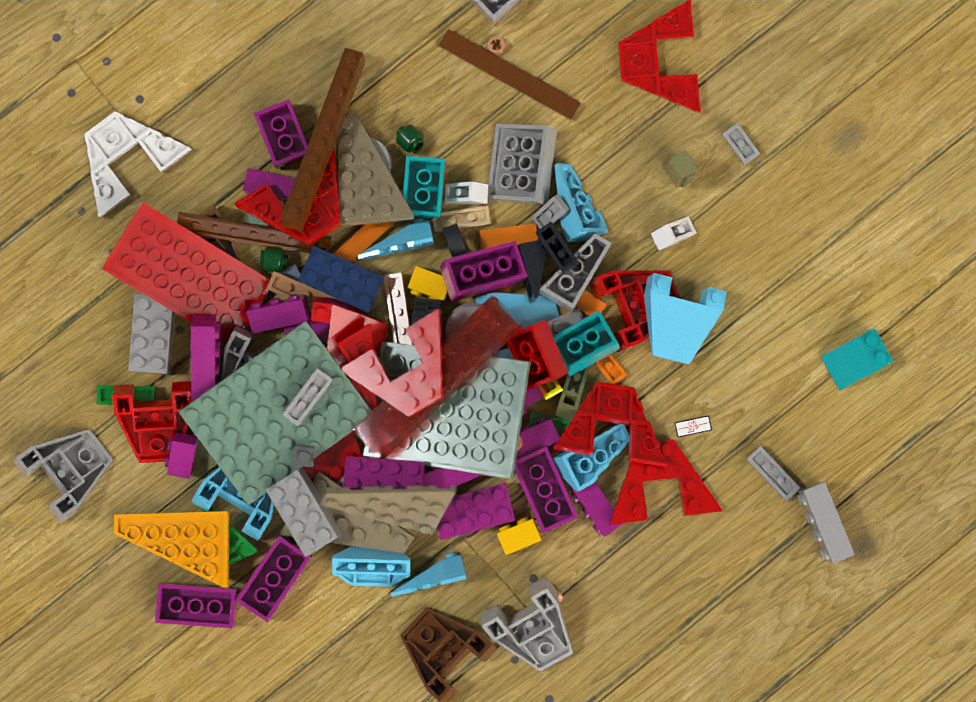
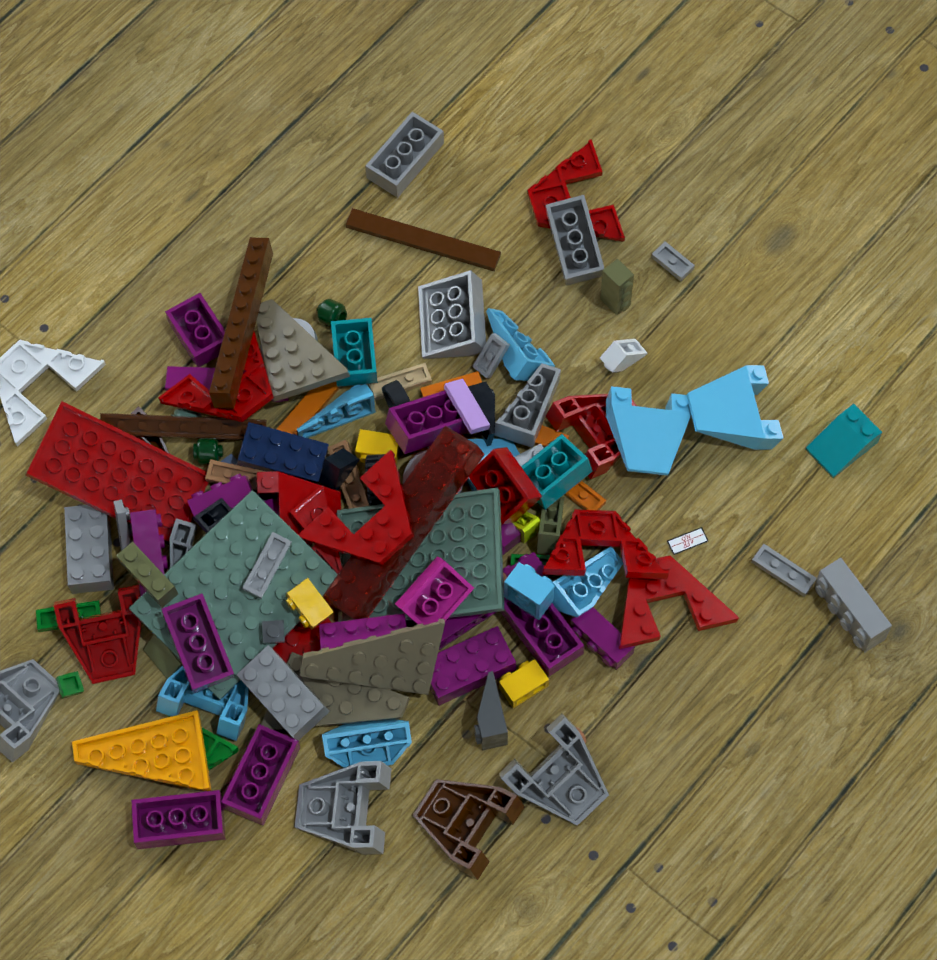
camera: 10 degrees left, 20 degrees down
(119, 461) = (70, 684): none -> green plate
(182, 455) = (138, 662): magenta brick -> none
(185, 329) = (124, 529): none -> light grey plate
(198, 389) = (147, 574): none -> olive brick
(234, 459) = (197, 643): none -> magenta brick
(267, 334) = (212, 515): none -> black slope
(335, 619) = (338, 806): none -> light grey wedge
(340, 438) = (309, 604): none -> yellow brick
(389, 300) = (337, 468): none -> black slope
(443, 572) = (447, 736): medium azure wedge -> none
(452, 452) = (434, 593): none -> dark pink slope
(466, 193) = (400, 354): white slope -> none
(482, 569) = (491, 724): none -> dark grey slope
(490, 46) = (404, 209): nougat bush -> none
(517, 266) = (466, 406): none -> lavender tile
(538, 463) = (529, 590): none -> medium azure brick
(557, 247) = (504, 382): black slope -> none
(652, 109) = (575, 240): none -> light grey brick
(758, 312) = (730, 412): none -> medium azure wedge

